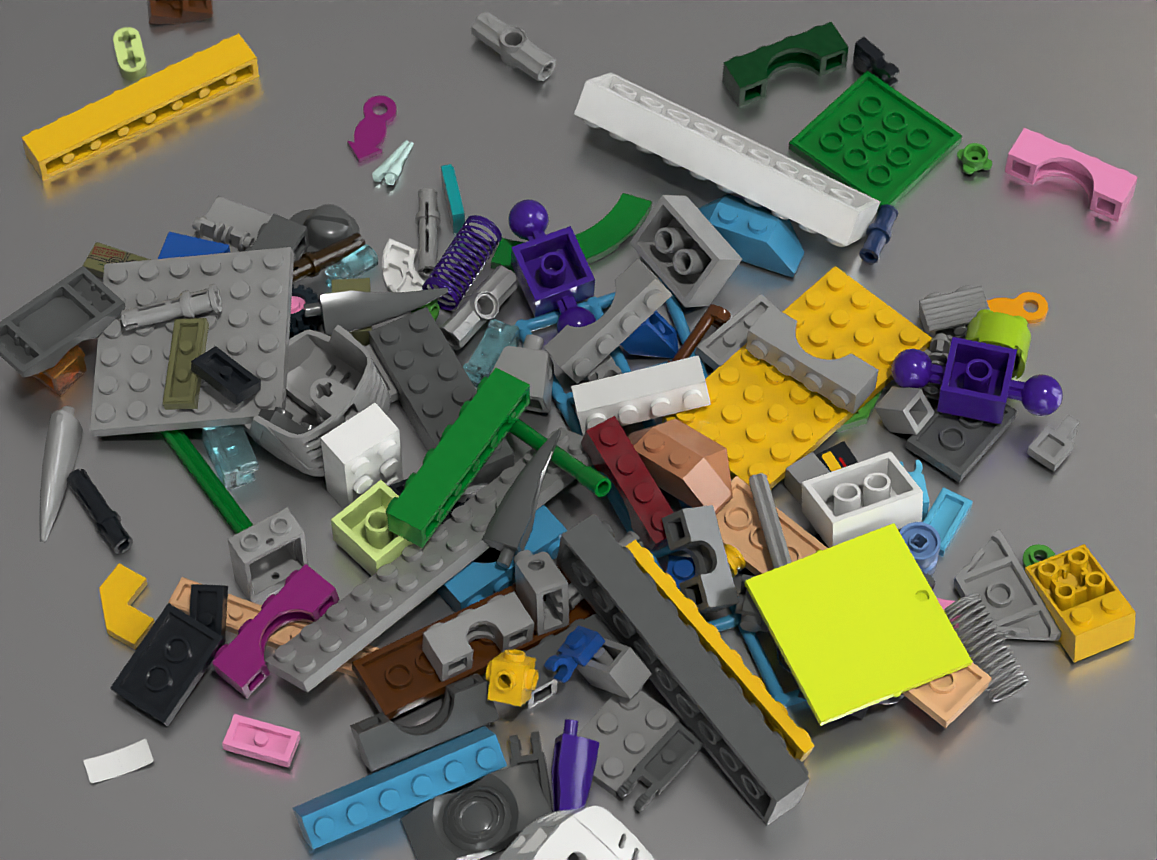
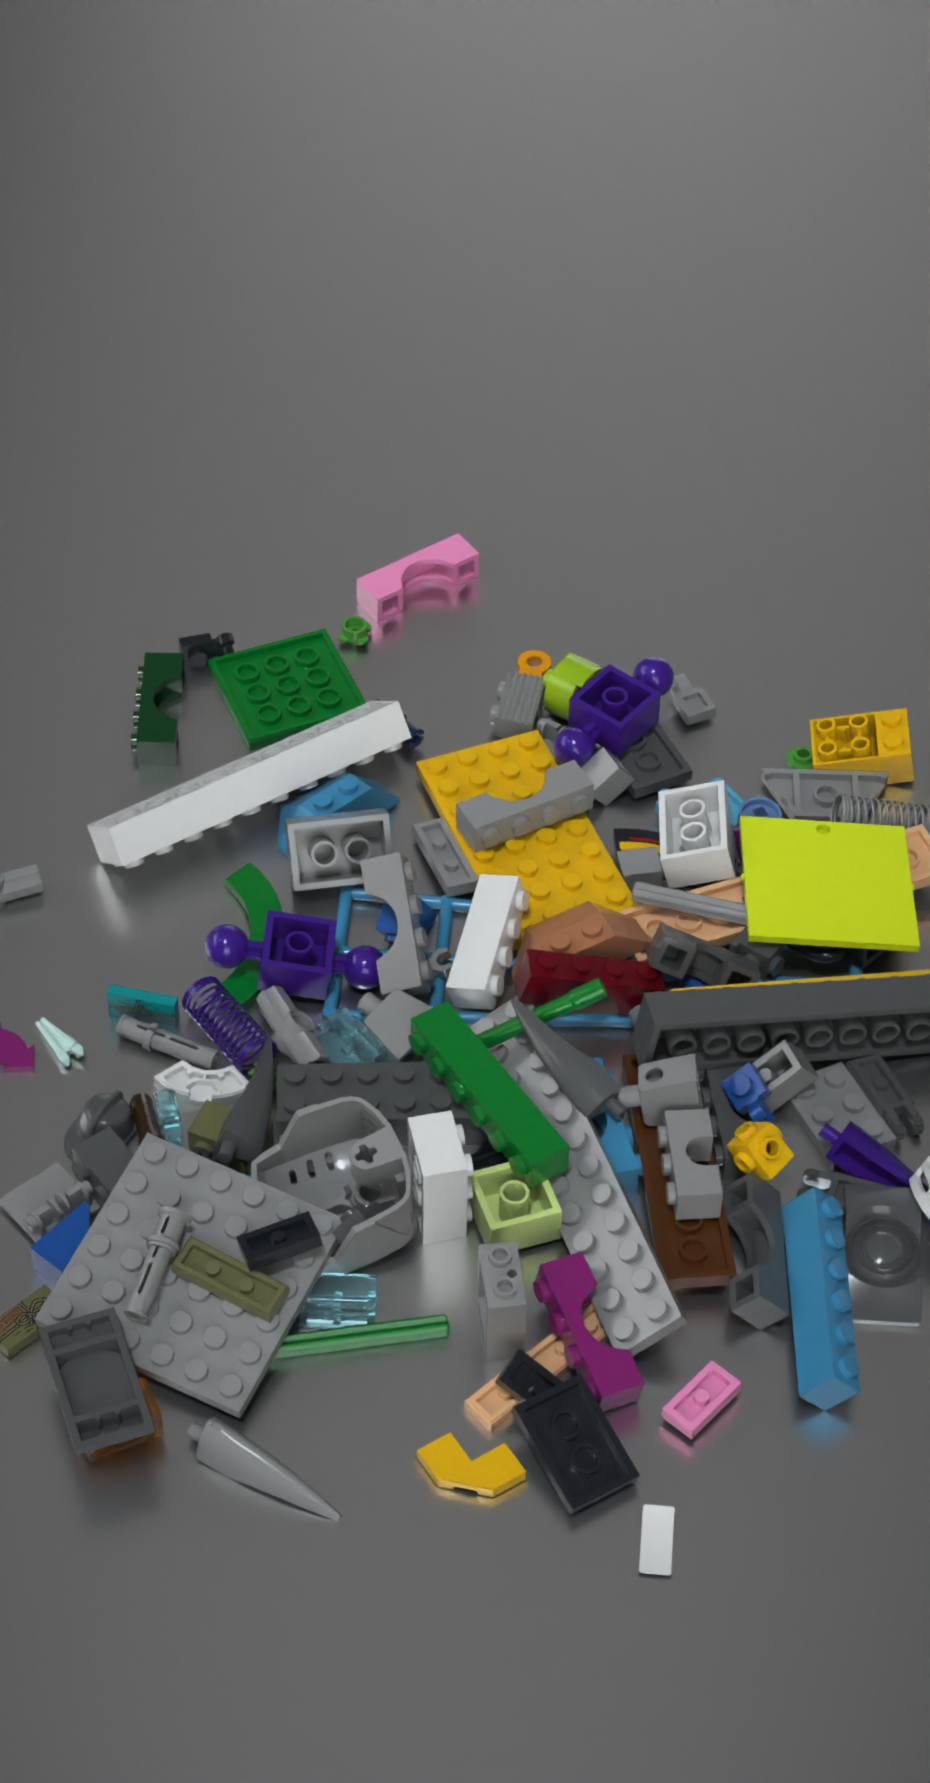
camera: 65 degrees left, 10 degrees down
(106, 521) = (340, 1445): black pin -> none
(713, 316) = (456, 915): reddish brown hinge -> none

